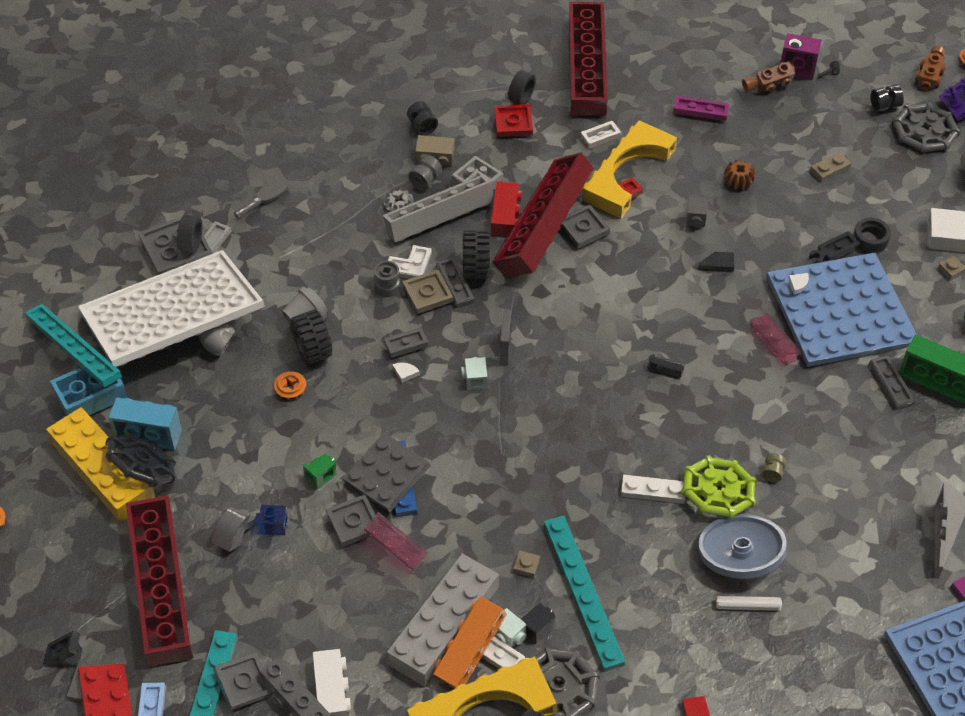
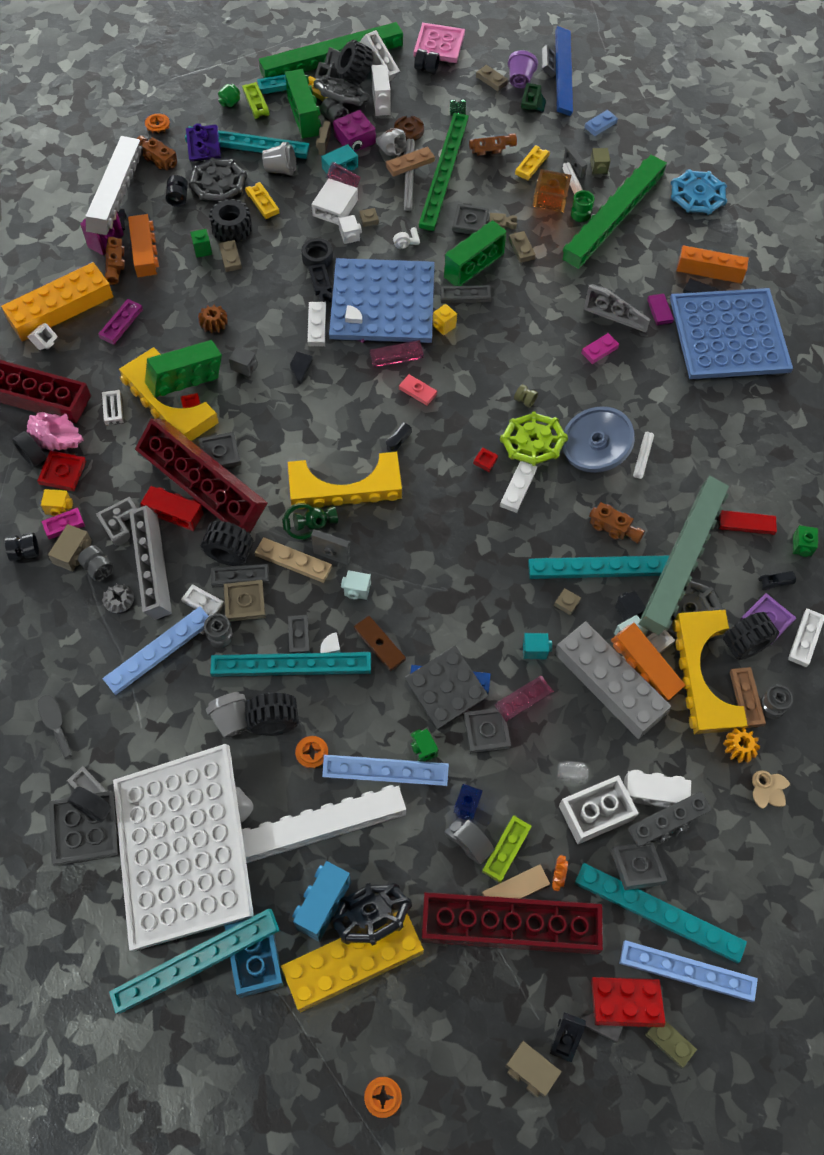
camera: 75 degrees left, 10 degrees up
(29, 628) = (532, 1069): none -> dark tan brick
(200, 584) = (520, 885): none -> tan tile
(217, 610) = (560, 873): none -> orange gear
(219, 406) = (323, 823): none -> white brick
(234, 564) = (506, 849): none -> lime plate
(287, 446) = (385, 770): none -> light blue plate
(291, 630) = (598, 809): none -> white brick
(329, 604) = (572, 772): none -> clear brick
(352, 242) = (156, 651): none -> light blue plate
(374, 346) = (291, 664): none -> teal plate
(418, 408) = (372, 635): none -> reddish brown tile
(460, 541) = (536, 646): none -> teal brick
(463, 142) = (55, 525): none -> dark pink plate
(477, 126) = (56, 502): none -> yellow brick
(487, 318) = (293, 560): none -> tan plate
(535, 317) = (314, 519): none -> dark green piece
(548, 97) = (53, 431): none -> bright pink hair
(601, 364) = (380, 485): none -> yellow arch
(623, 659) = (684, 556): none -> sand green brick
(641, 591) = (615, 523): none -> dark orange brick
(650, 58) = (42, 337): none -> white brick
(657, 163) = (182, 368): none -> green brick
(672, 449) = (485, 459): none -> red plate
(699, 55) = (58, 300): none -> light orange brick
(737, 369) = (418, 390): none -> coral plate
(780, 260) = (316, 323): none -> white plate
(802, 94) = (142, 245): none -> orange brick
(829, 137) = (201, 243): none -> green brick
(839, 367) = (444, 319): none -> yellow brick
(850, 41) = (113, 186): none -> brick
(871, 151) = (230, 220): none -> black tyre
(882, 531) = (600, 348): none -> dark pink plate
(919, 170) = (262, 200): none -> yellow plate
(920, 253) = (349, 229): none -> white brick
(933, 305) = (402, 239): none -> white plate

